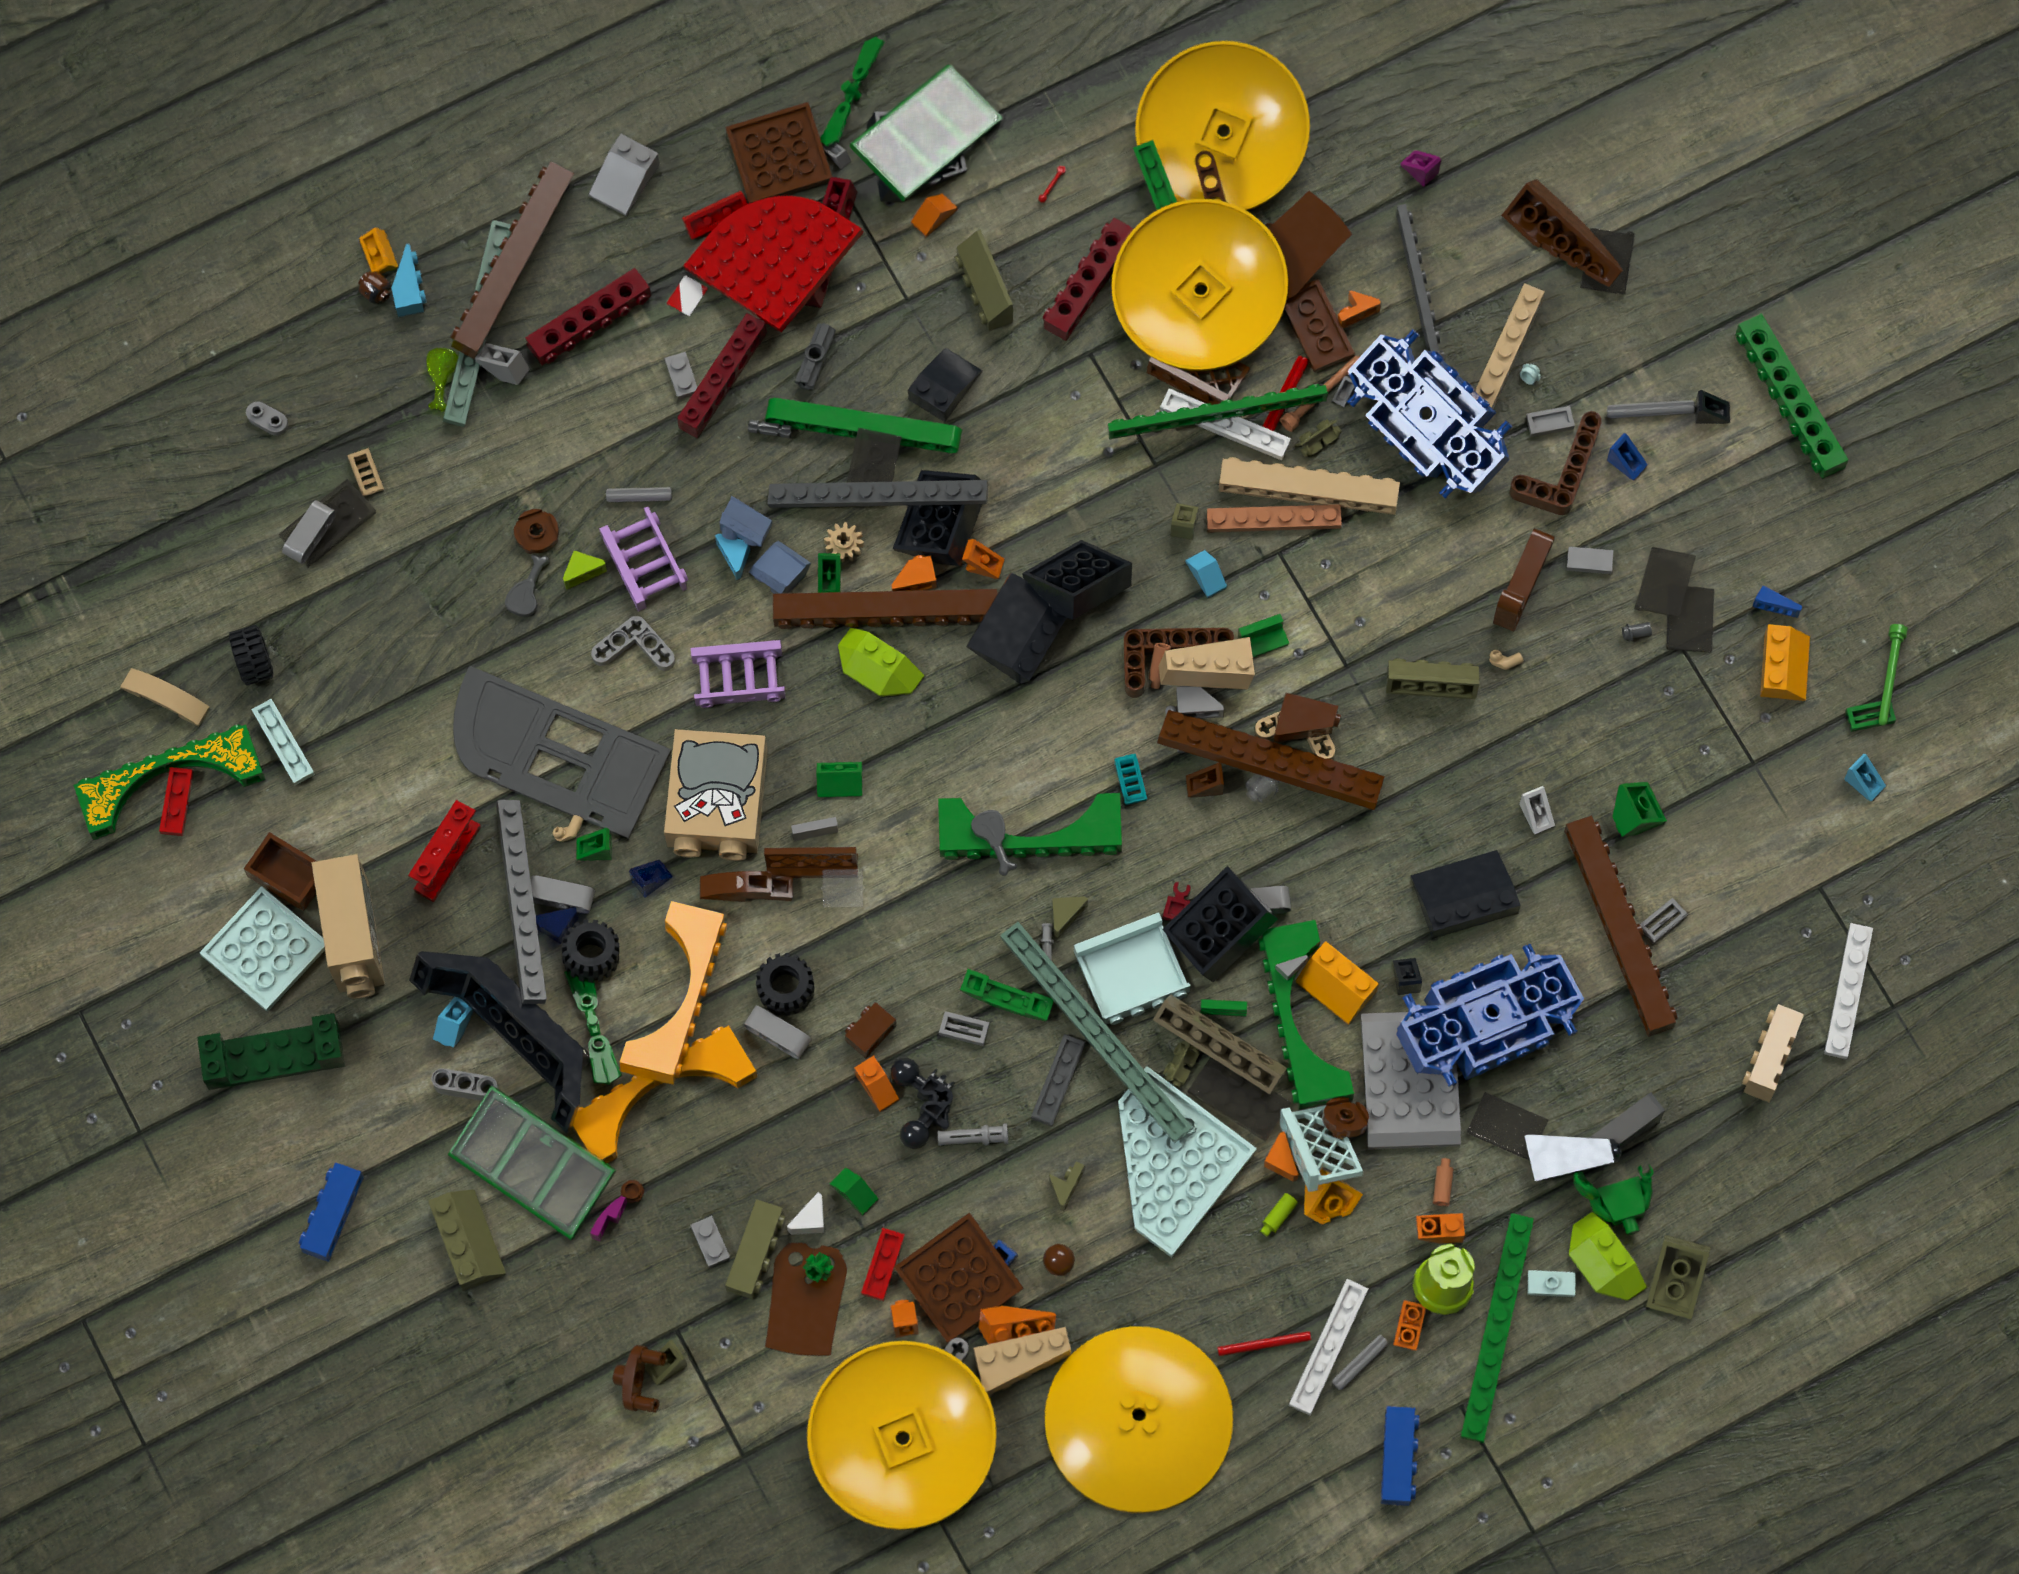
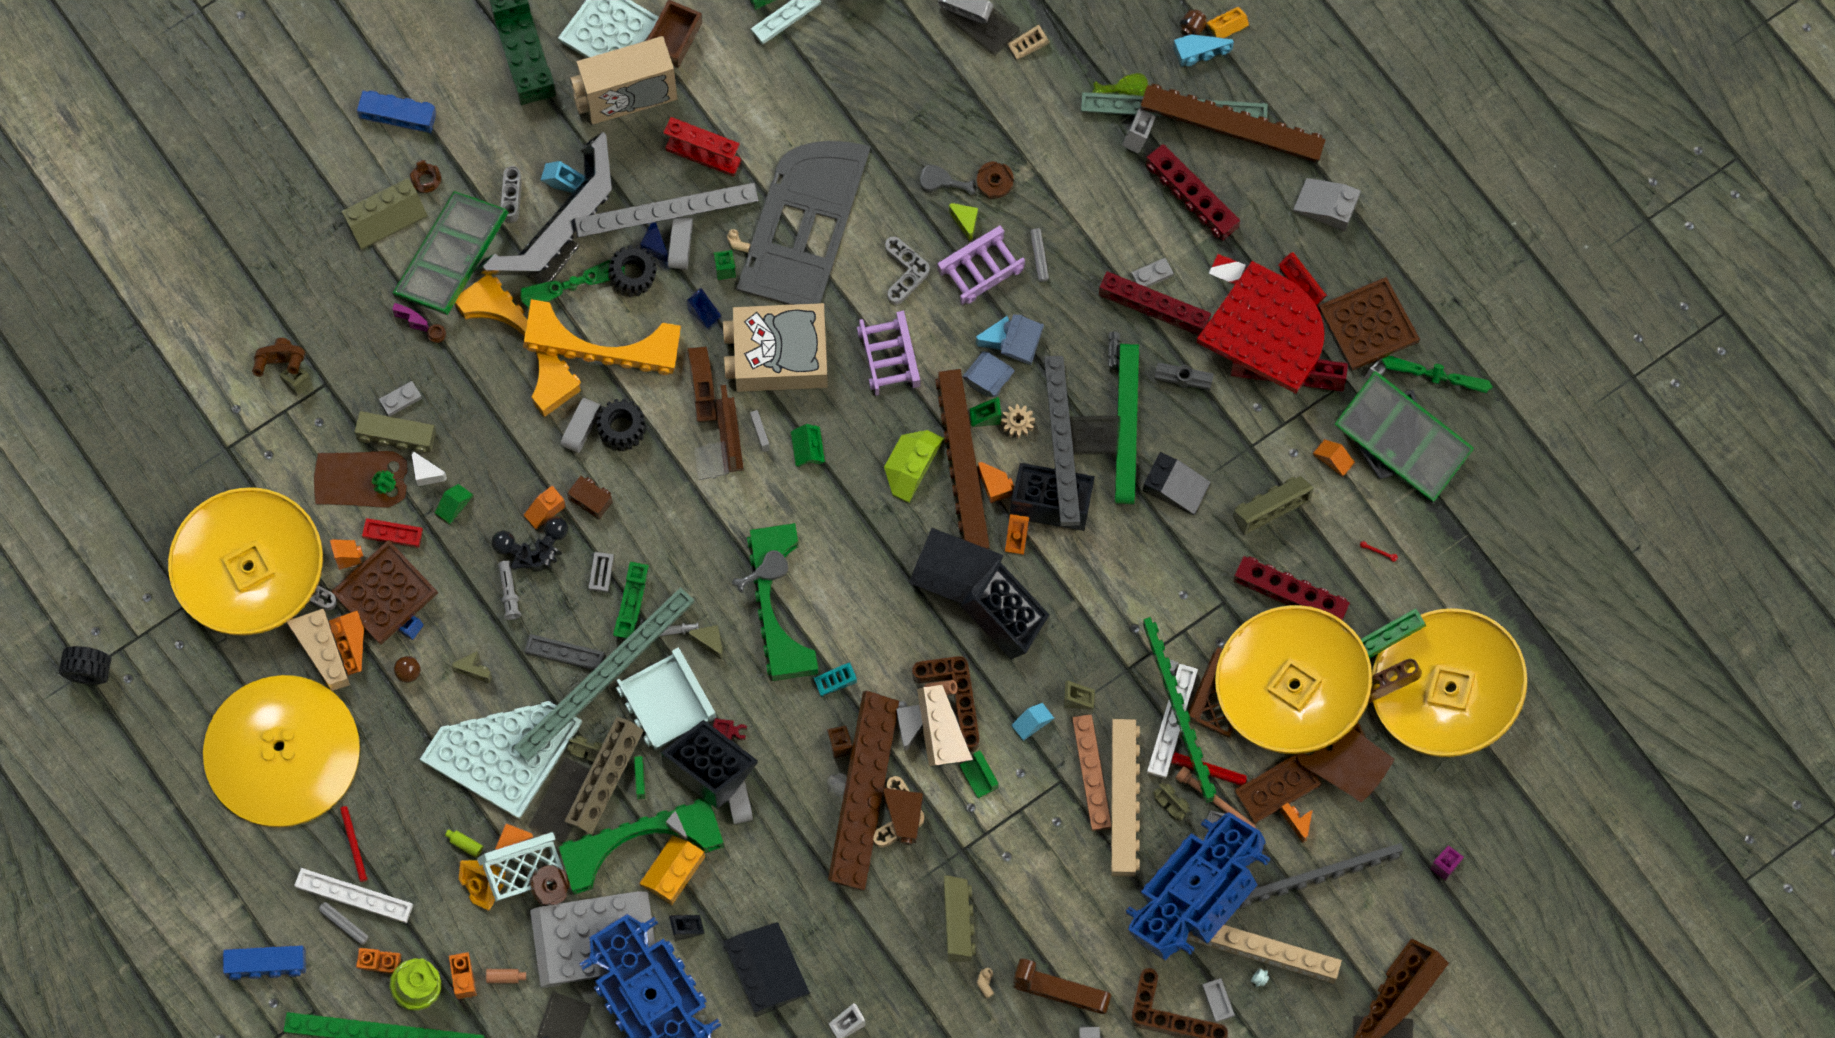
camera: 80 degrees right, 0 degrees up
(424, 1173) = (421, 169): none -> reddish brown piece

